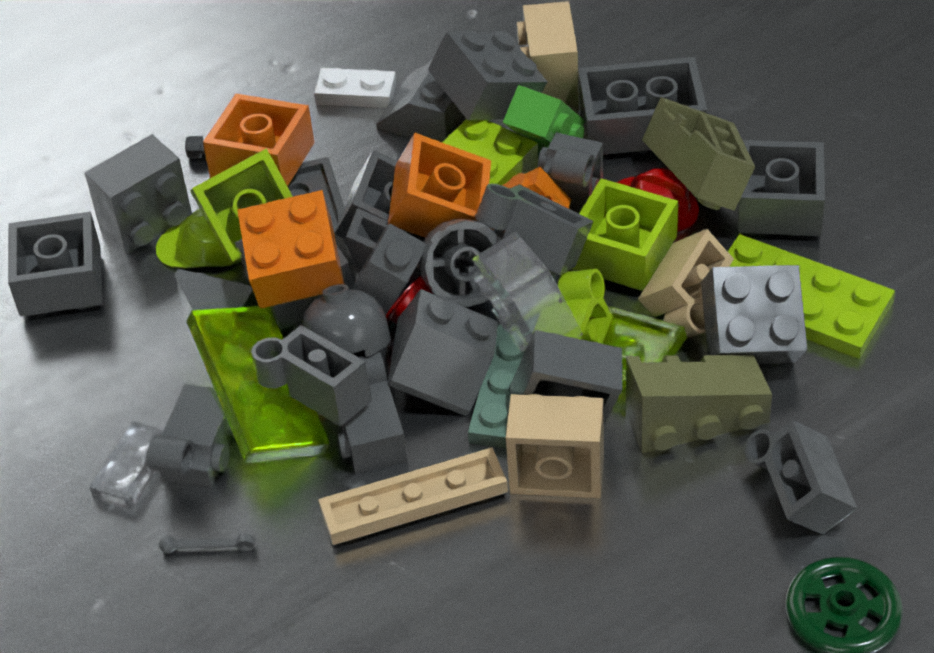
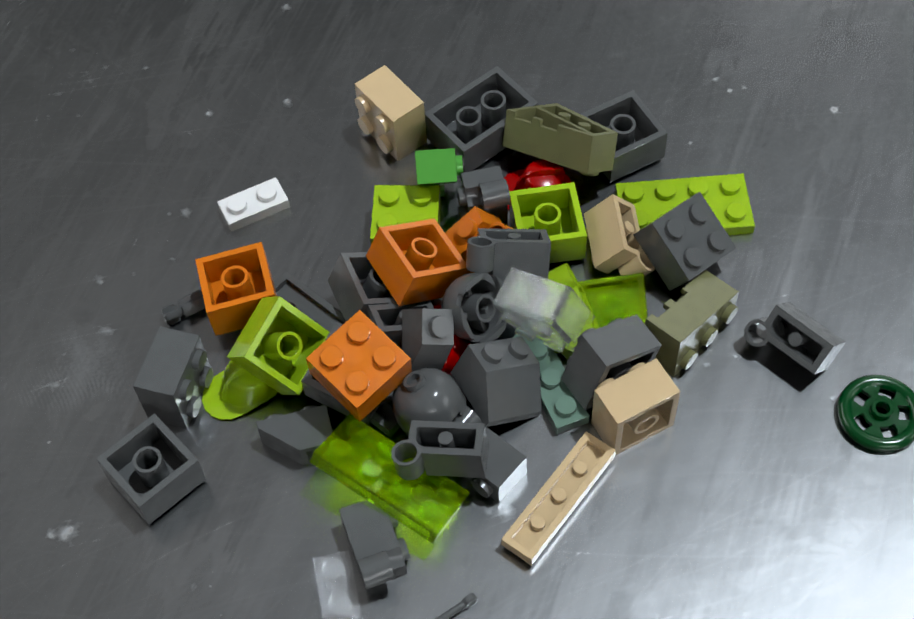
camera: 35 degrees left, 10 degrees up
(421, 108) = (321, 188): dark grey slope -> none
(483, 72) = (372, 151): dark grey brick -> none

